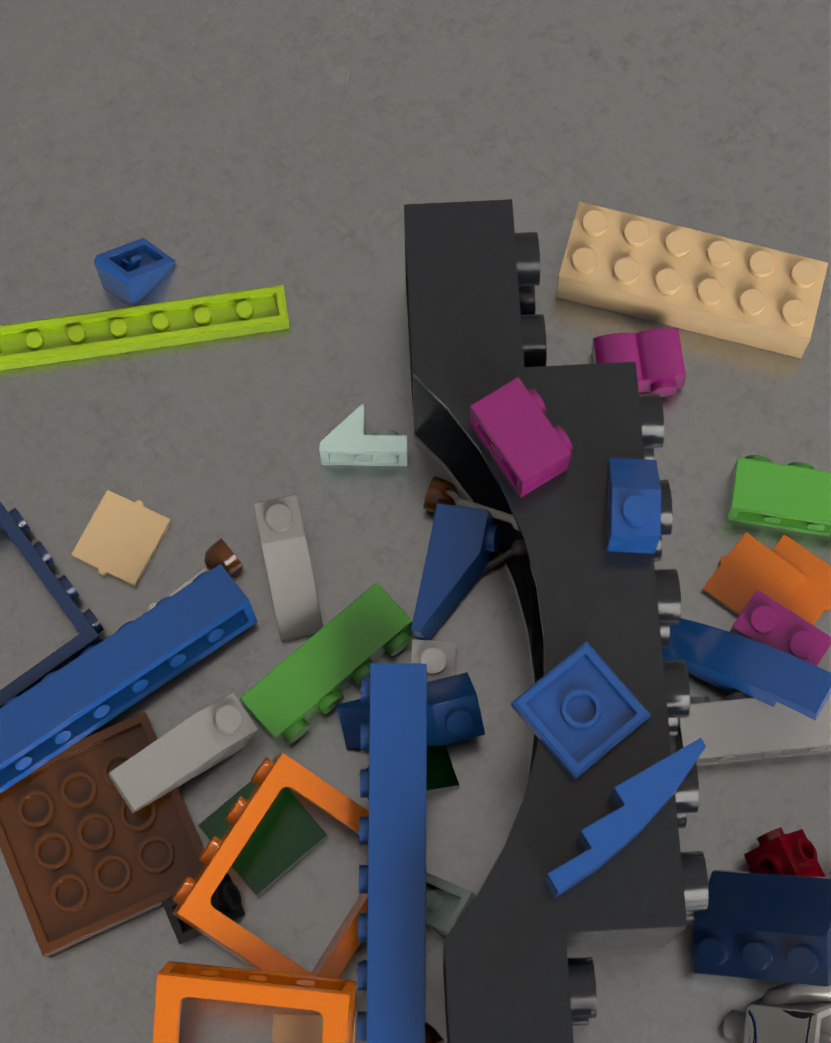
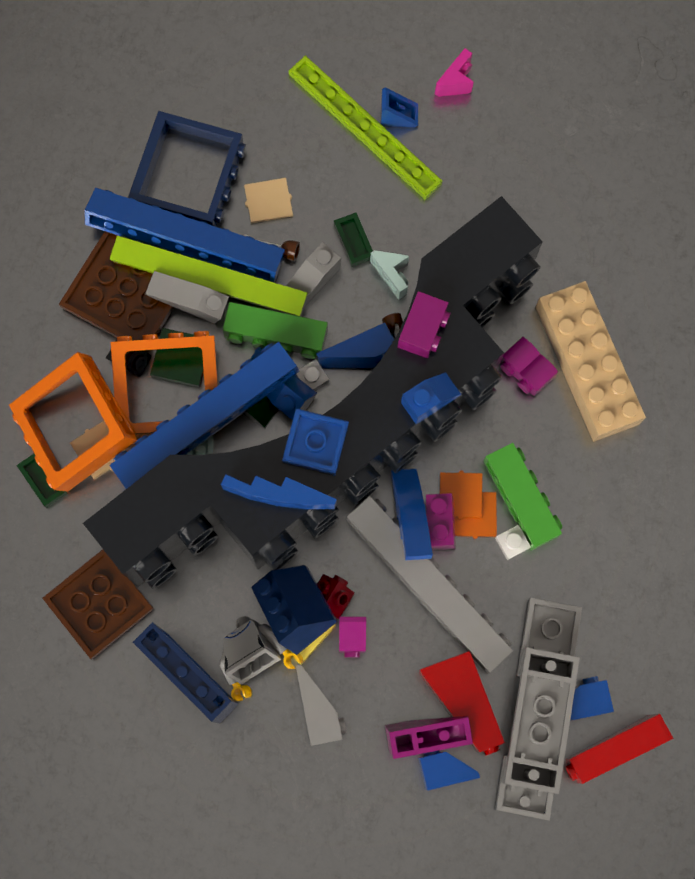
camera: 50 degrees right, 5 degrees up
(152, 163) = (454, 79): none -> dark pink slope
(173, 701) = (209, 275): none -> lime tile
(273, 462) = (353, 239): none -> dark green tile

